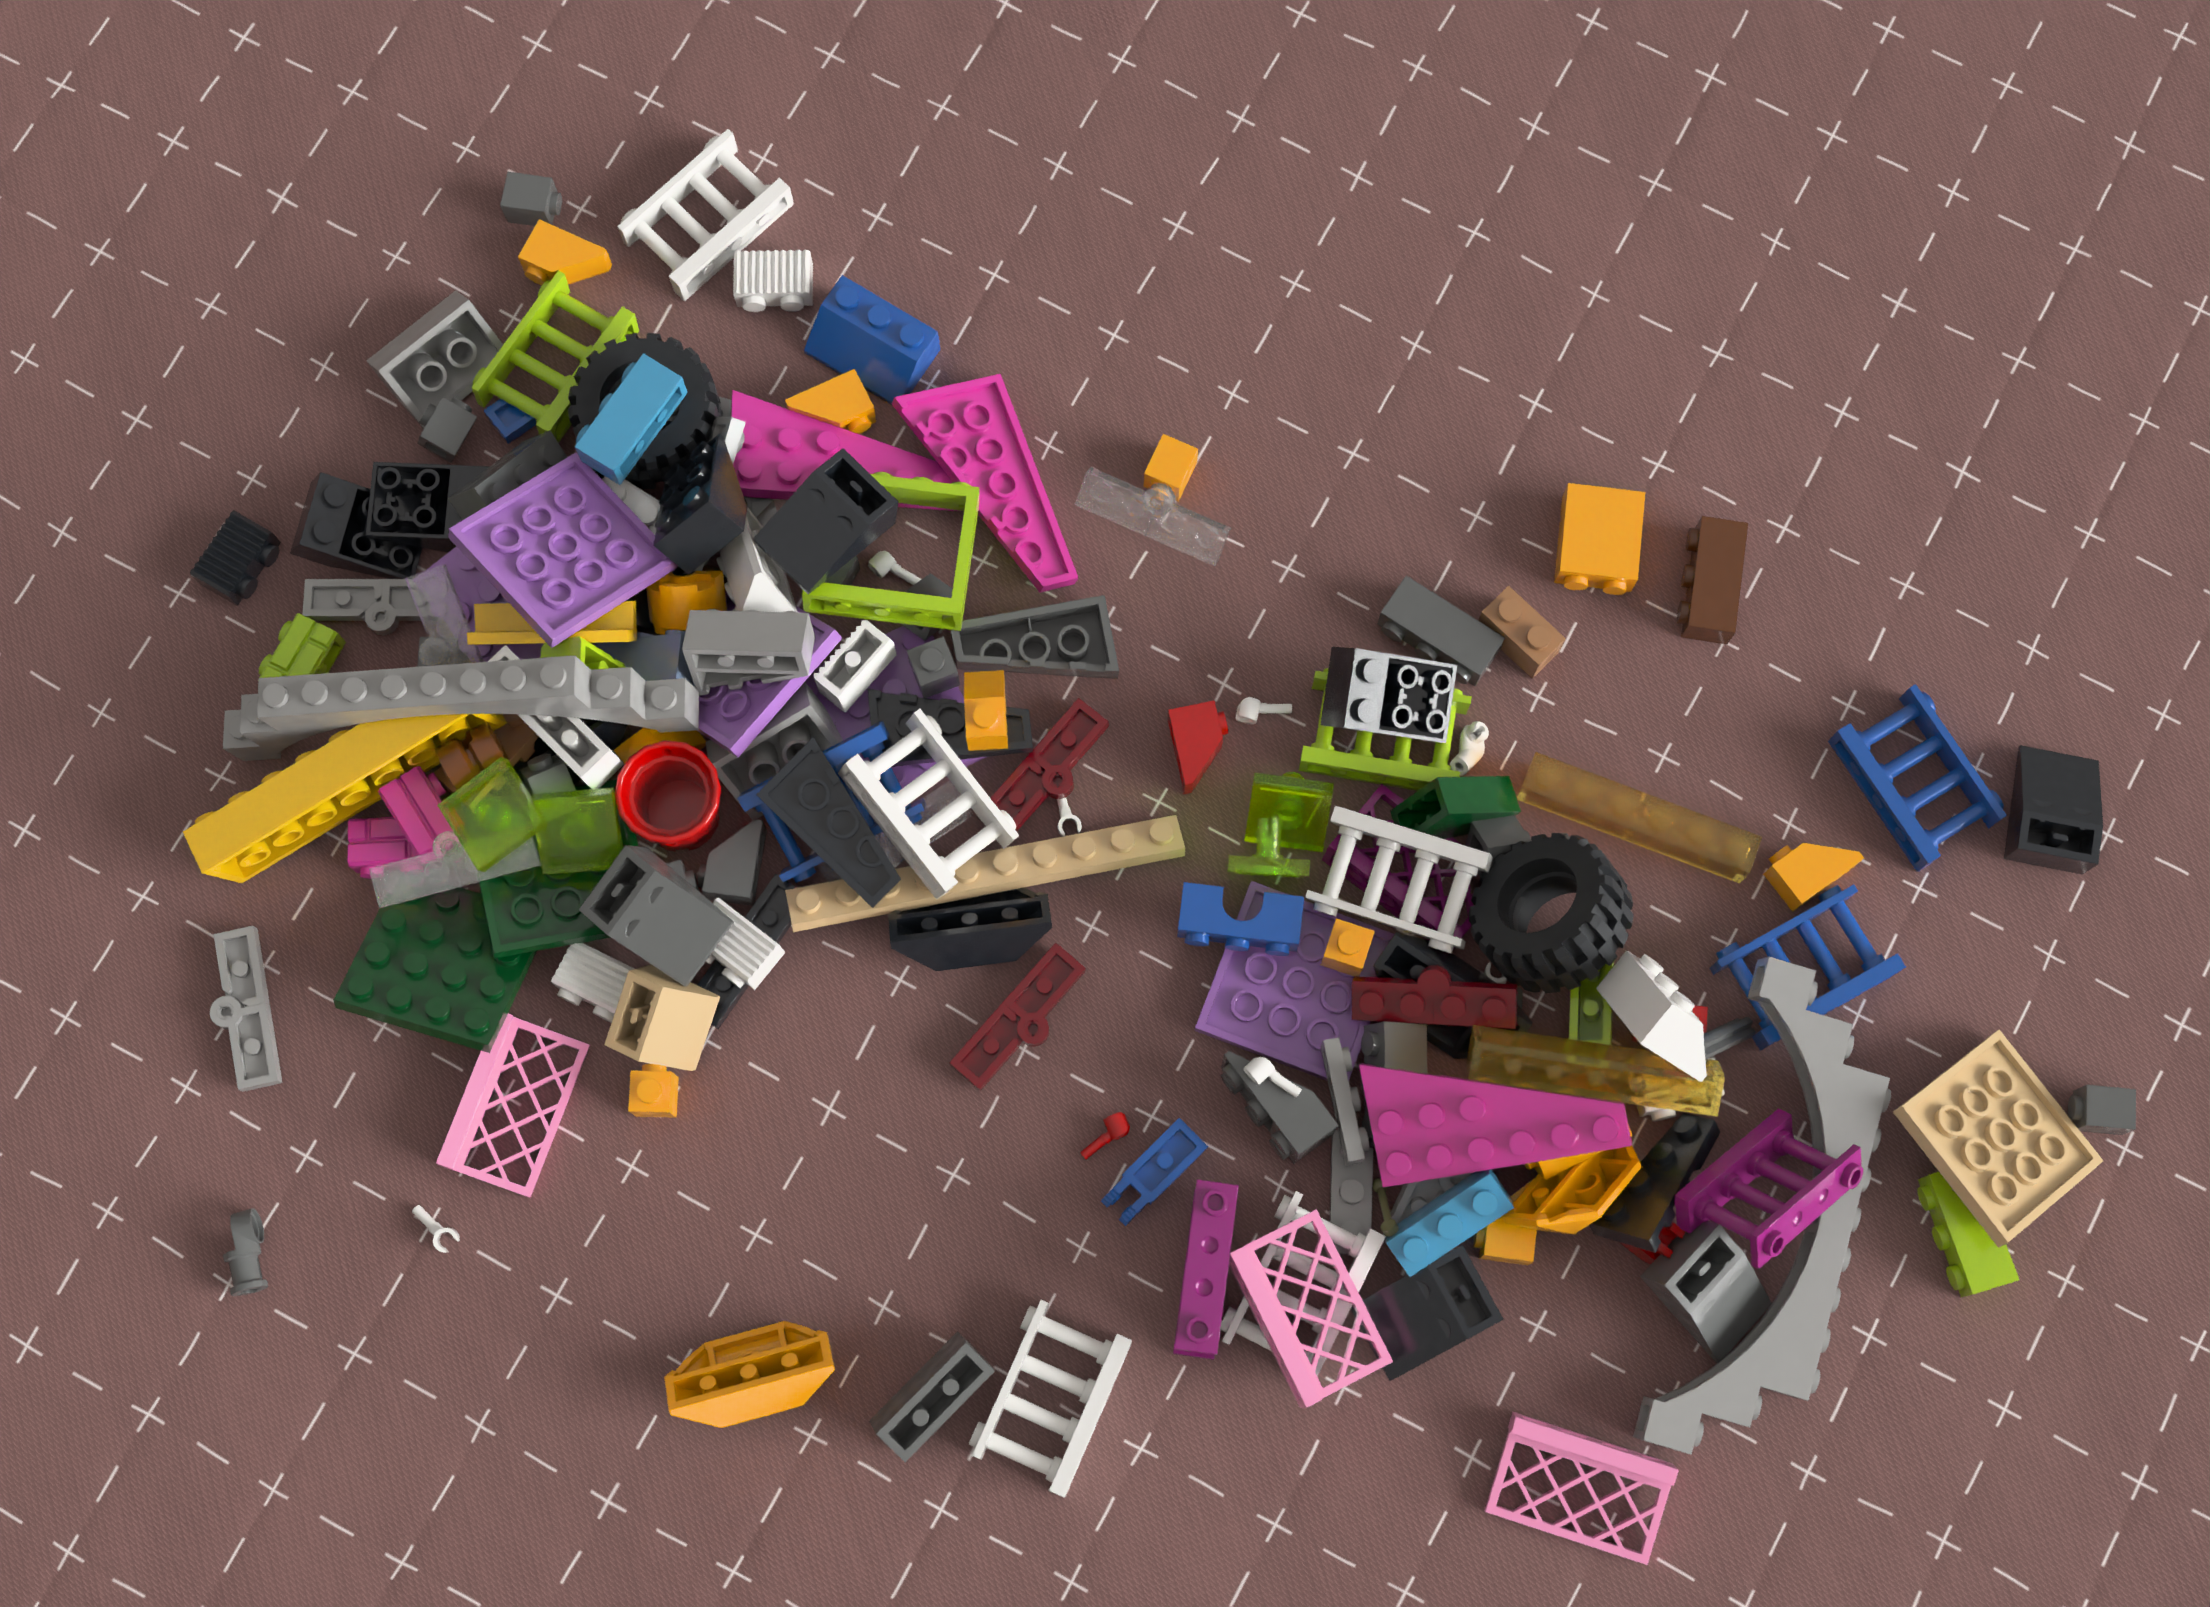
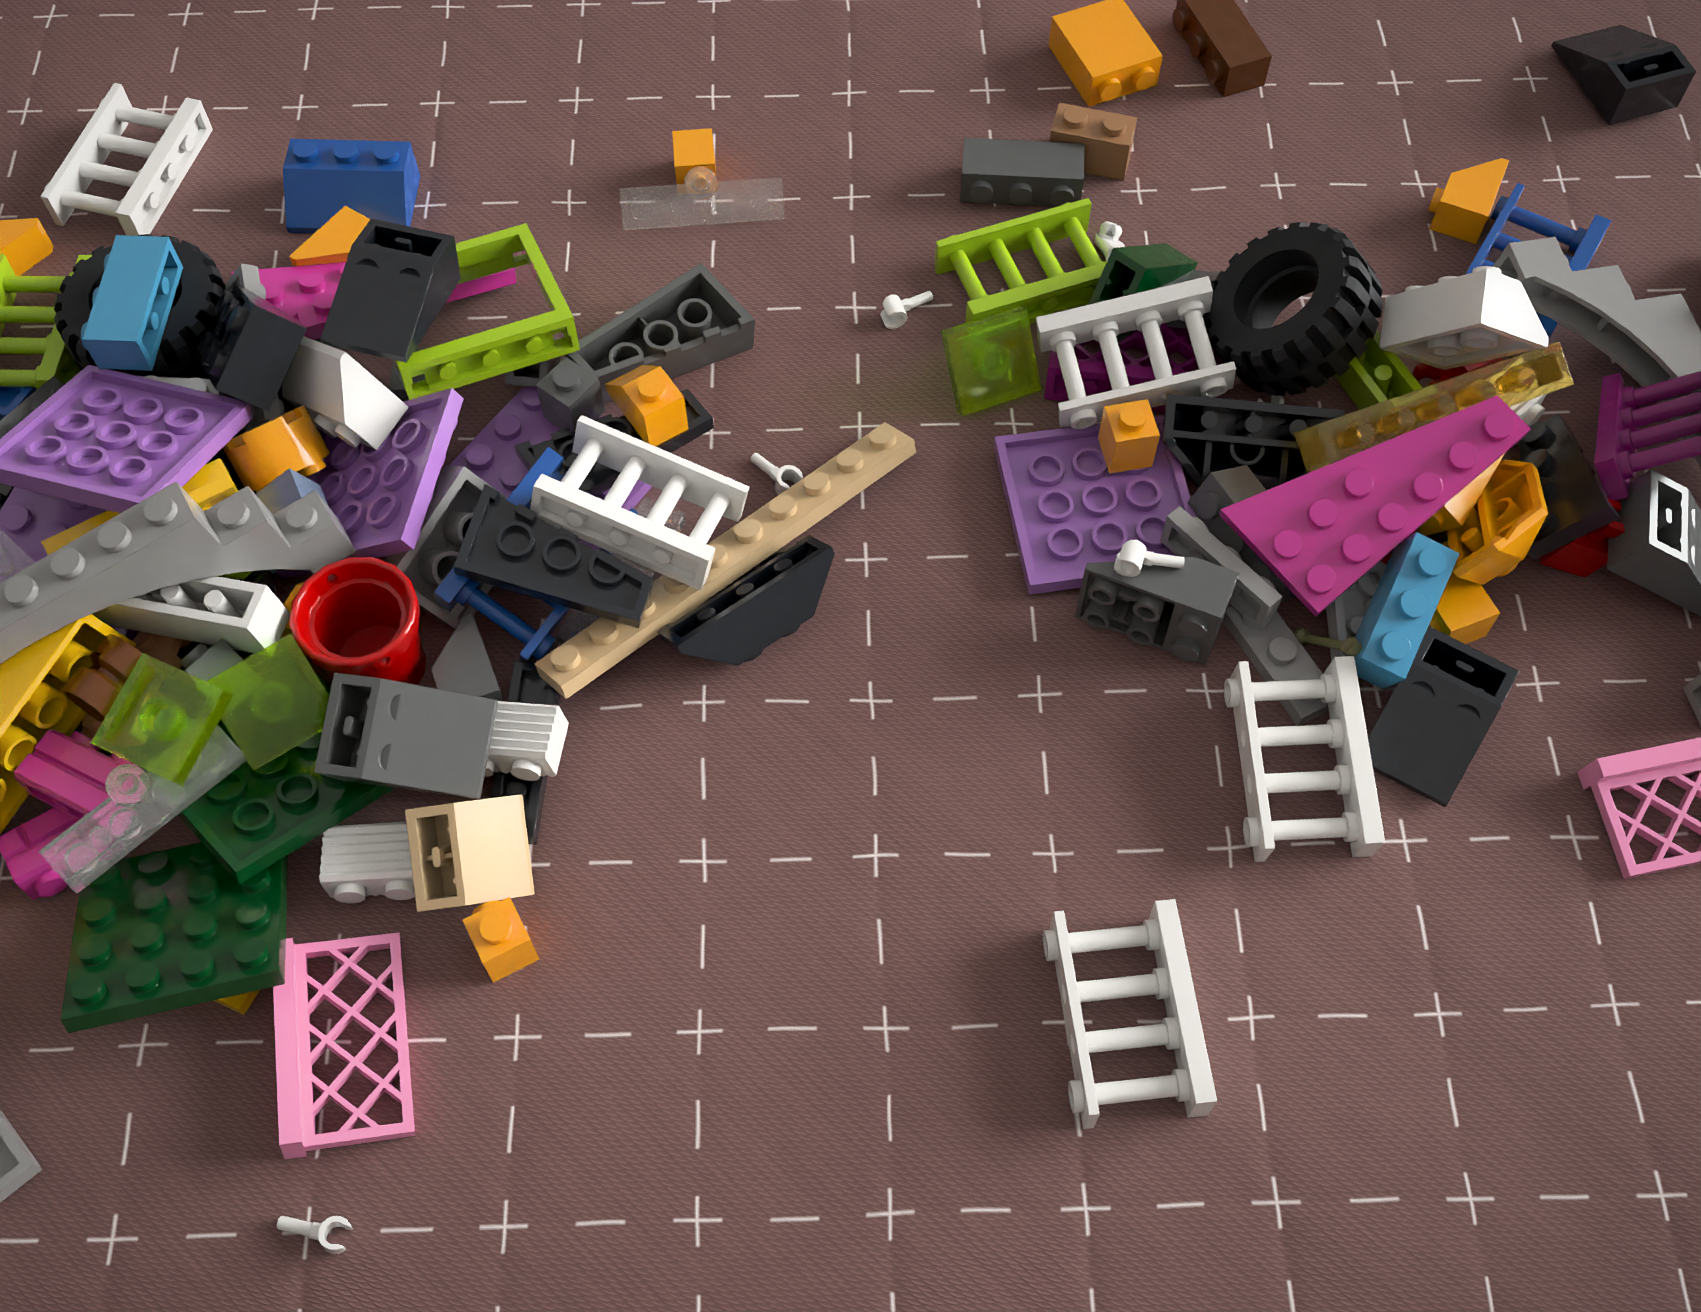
camera: 30 degrees left, 15 degrees down
(746, 647) = (367, 442): light grey wedge -> none
(750, 1374) = (788, 1175): light orange wedge -> none
(773, 279) = (223, 181): white brick -> none
(855, 665) = (490, 427): white brick -> none
(931, 1396) = (1002, 1081): dark grey brick -> none
(981, 443) = (494, 200): dark pink wing -> none
(1018, 1017) = (849, 670): dark red hinge -> none
(1049, 766) = (736, 437): dark red hinge -> none
(1117, 1128) = (1014, 718): red hand -> none
(1157, 1168) = (1081, 732): blue hinge -> none
(1196, 739) = (859, 352): red slope -> none
(1205, 920) = (980, 479): blue arch -> none
(1205, 1270) = (1204, 788): magenta fence -> none
(1267, 858) = (1001, 406): clear neon green tile -> none
(1276, 1326) = (1314, 790): bright pink fence -> none
(1388, 694) = (1013, 221): black slope -> none
(1434, 1000) = (1241, 434): dark red hinge -> none
(1639, 818) = (1368, 216): clear yellow brick -> none
(1898, 811) = (1488, 122): blue fence -> none

